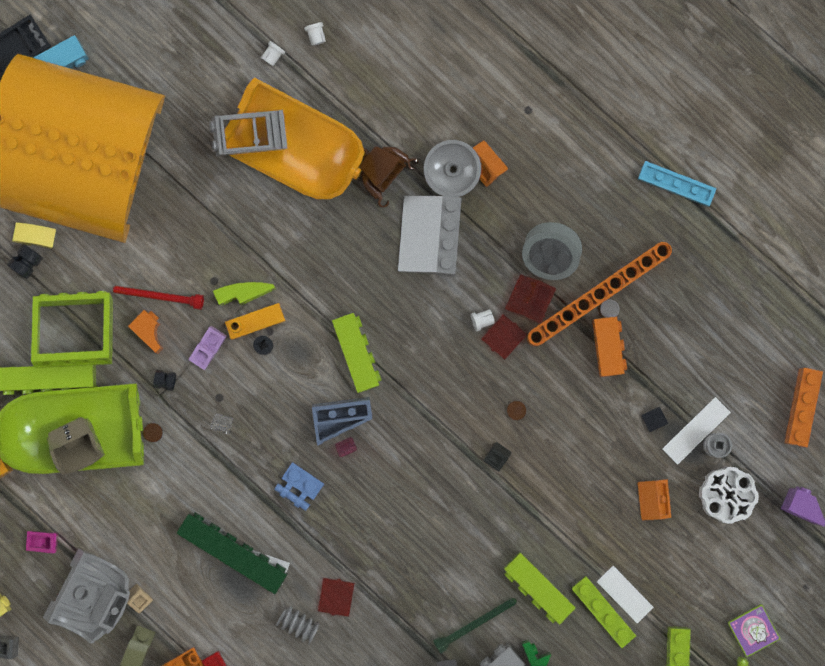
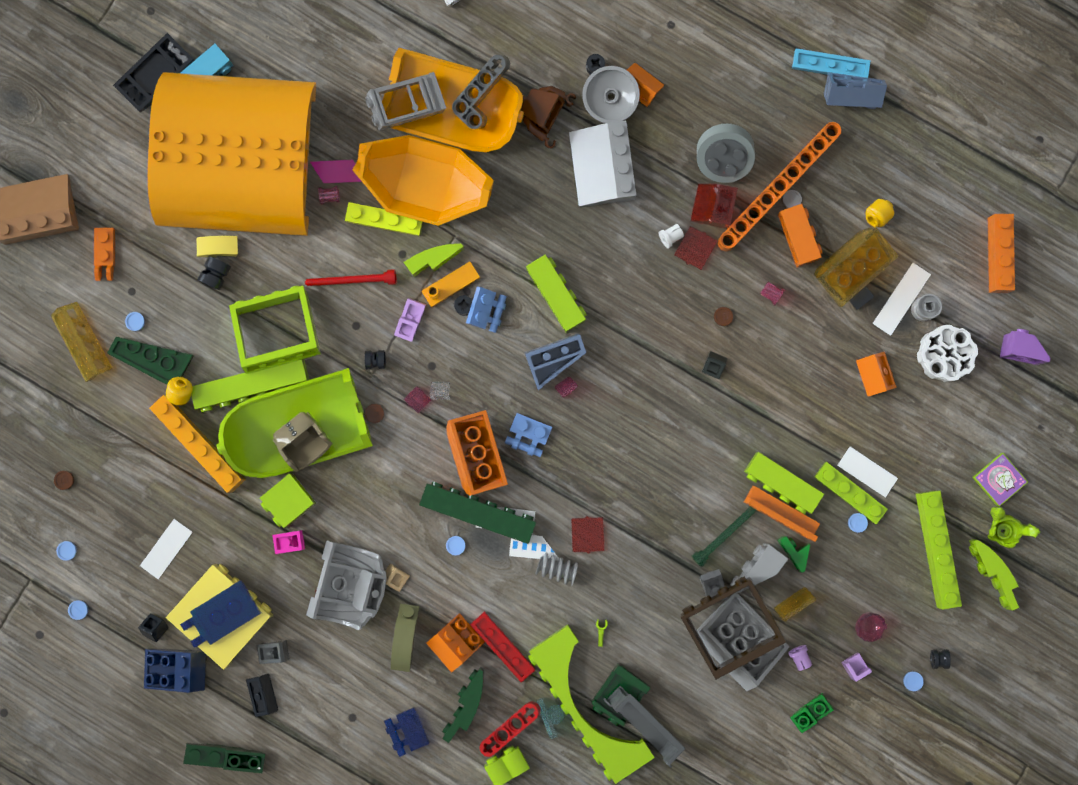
camera: 10 degrees left, 0 degrees up
(48, 501) = (287, 501): none -> lime piece
(146, 328) = (346, 312): orange arch -> none
(154, 207) = (329, 195): none -> clear pink bush
(169, 185) = (336, 171): none -> dark pink sticker
(197, 428) = (417, 399): none -> clear pink slope
(203, 243) = (381, 219): none -> neon yellow plate
(204, 579) = (455, 545): none -> light blue piece
(243, 494) = (475, 453): none -> orange windscreen
(249, 212) = (422, 179): none -> light orange panel
(272, 53) = (411, 21): white bush -> none
(280, 351) = (481, 308): none -> medium blue plate
(281, 600) = (535, 549): none -> white sticker
(327, 135) = (483, 89): none -> dark grey beam
(447, 134) = (591, 67): none -> black wheel
(531, 617) = (782, 513): none -> orange fence
(569, 398) = (772, 293): none -> clear pink bush
(604, 642) = (857, 522): none -> light blue piece
(655, 388) = (855, 265): none -> clear yellow windscreen
(692, 341) = (879, 213): none -> yellow head
(693, 216) = (854, 91): none -> sand blue wedge

